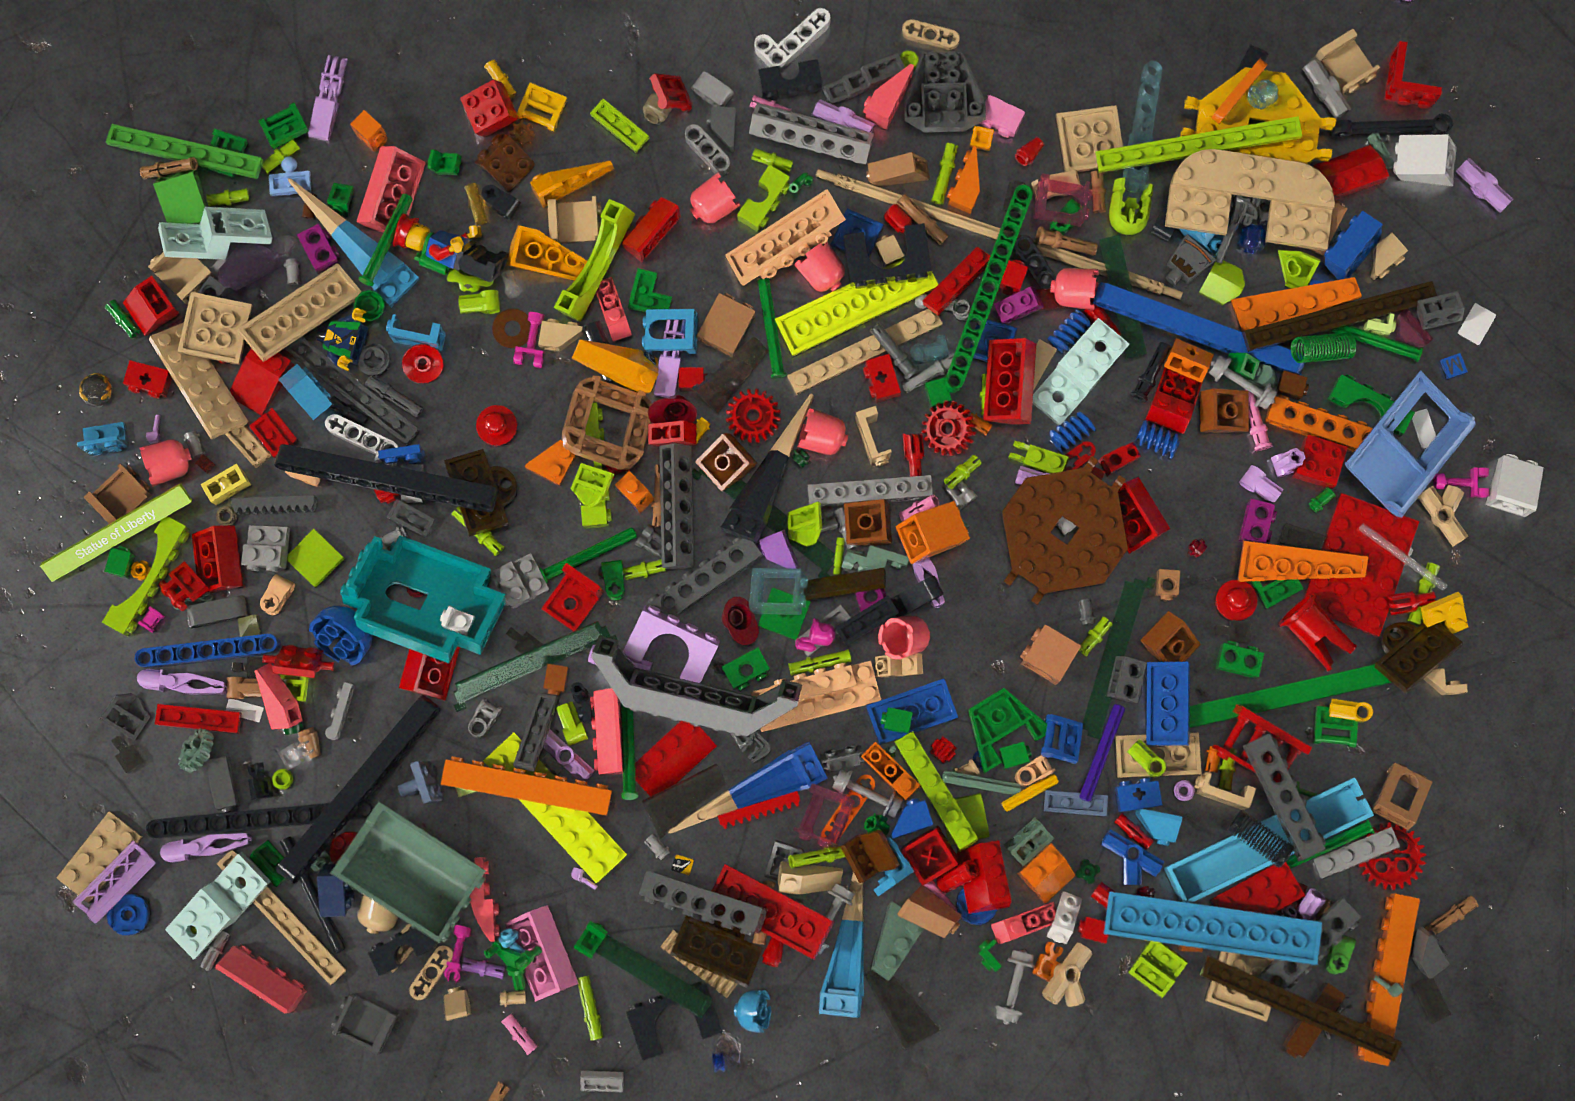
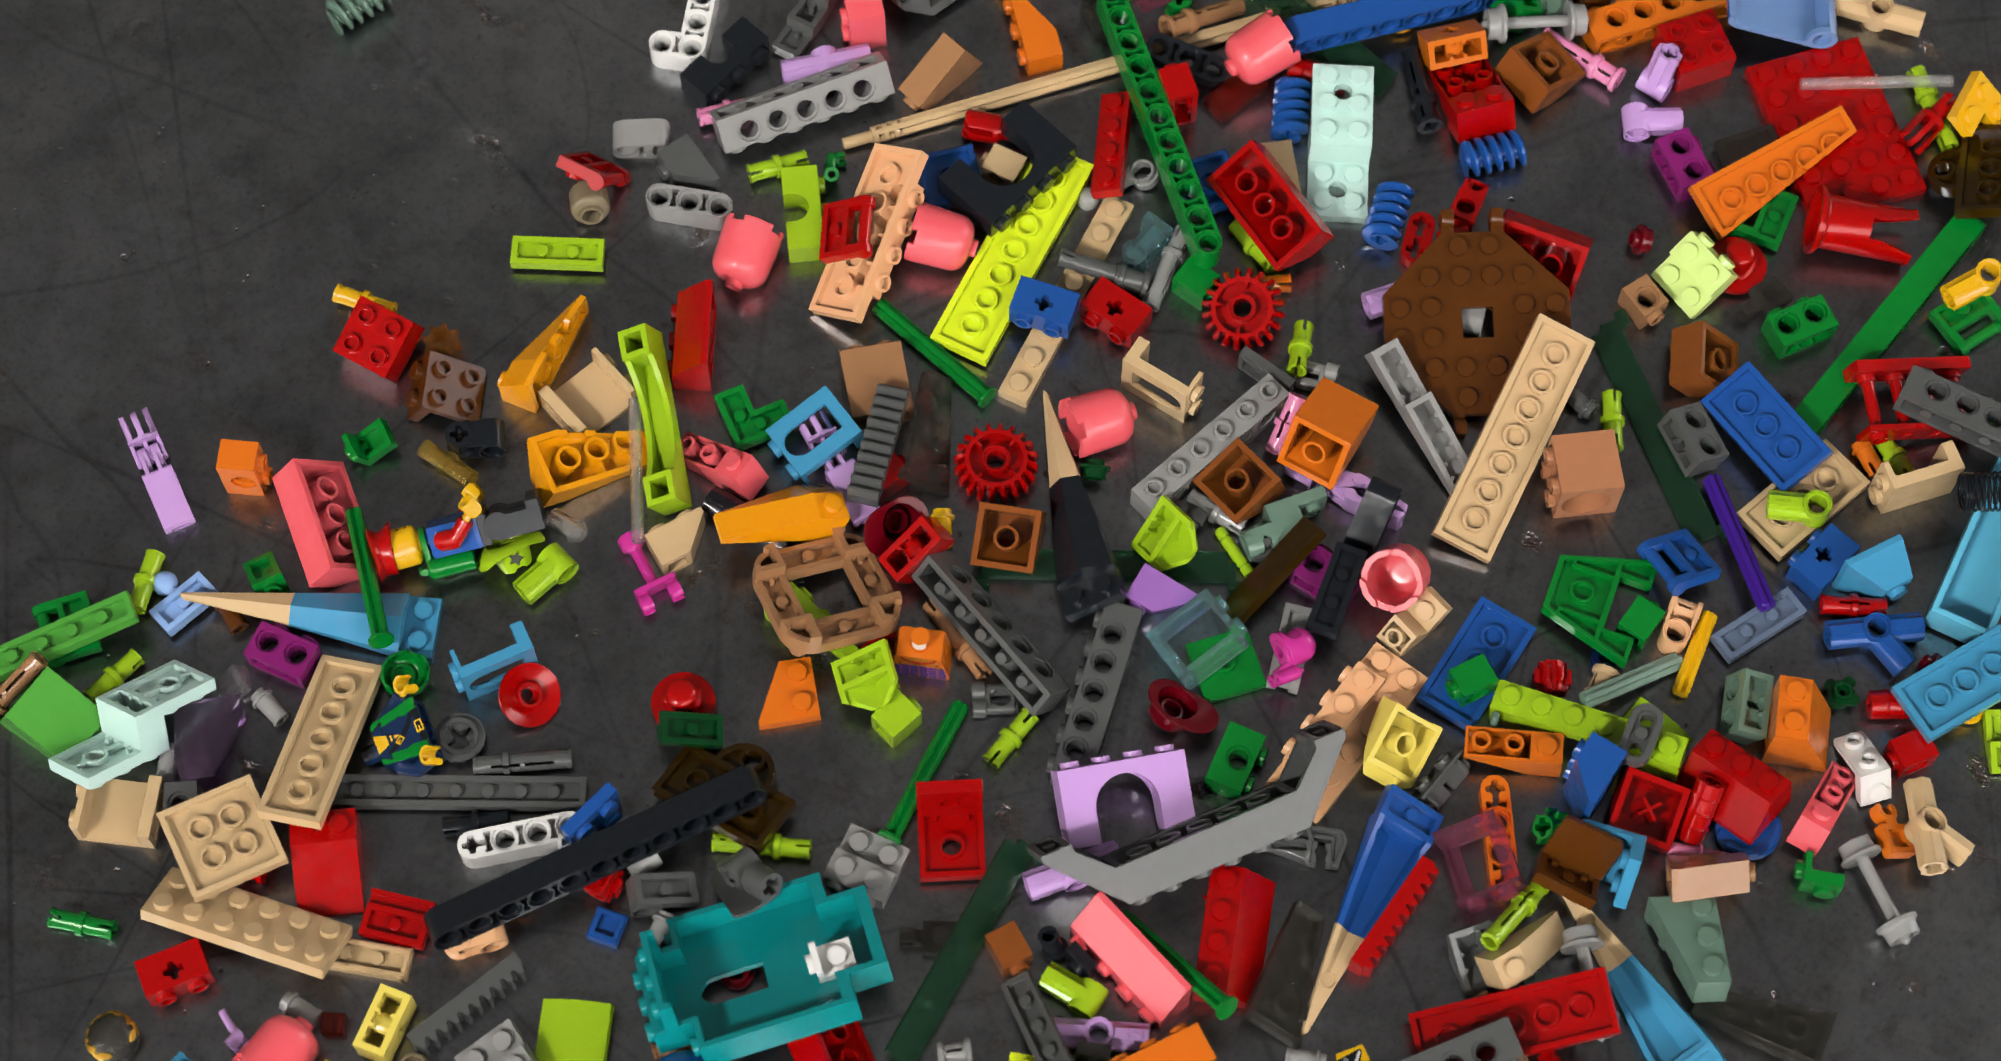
camera: 40 degrees left, 15 degrees down
(150, 306) = (109, 878): red slope -> none
(286, 129) = (128, 545): green plate -> none
(306, 390) = (405, 828): dark azure brick -> none
(372, 515) = (607, 927): none -> blue tile
(449, 546) = (745, 882): none -> dark grey panel
(485, 444) = (690, 729): none -> dark green plate
(500, 334) = (609, 598): reddish brown piece -> none
(543, 100) = (442, 288): yellow plate -> none
(565, 281) = (636, 471): none -> clear piece
(613, 576) = (977, 765): green piece -> none
(696, 361) = (878, 445): none -> dark grey gear
(770, 224) = (838, 229): none -> red plate
(795, 667) = (1294, 715): lime pin -> none
(834, 723) = (1398, 745): none -> light yellow slope
(853, 356) = (1059, 305): none -> blue brick
(892, 805) = (1547, 788): light grey piece -> none
(914, 452) = (1222, 367): red arm -> none
(920, 217) = (1005, 104): medium nougat pin -> none
(933, 471) = (1259, 367): none -> dark grey tile
(946, 166) = (991, 32): lime pin -> none
(951, 818) = (1641, 737): none -> dark grey plate
(992, 566) = (1419, 411): none -> light grey slope
(1018, 305) = (1208, 118): magenta brick -> none
(1030, 607) = (1513, 438): none -> tan plate
(1040, 458) = (1374, 270): lime hinge -> none
(1190, 790) = (1871, 511): lavender plate -> none
(1207, 590) = (1695, 273): none -> yellowish green plate
(1321, 500) = (1730, 96): green pin -> none

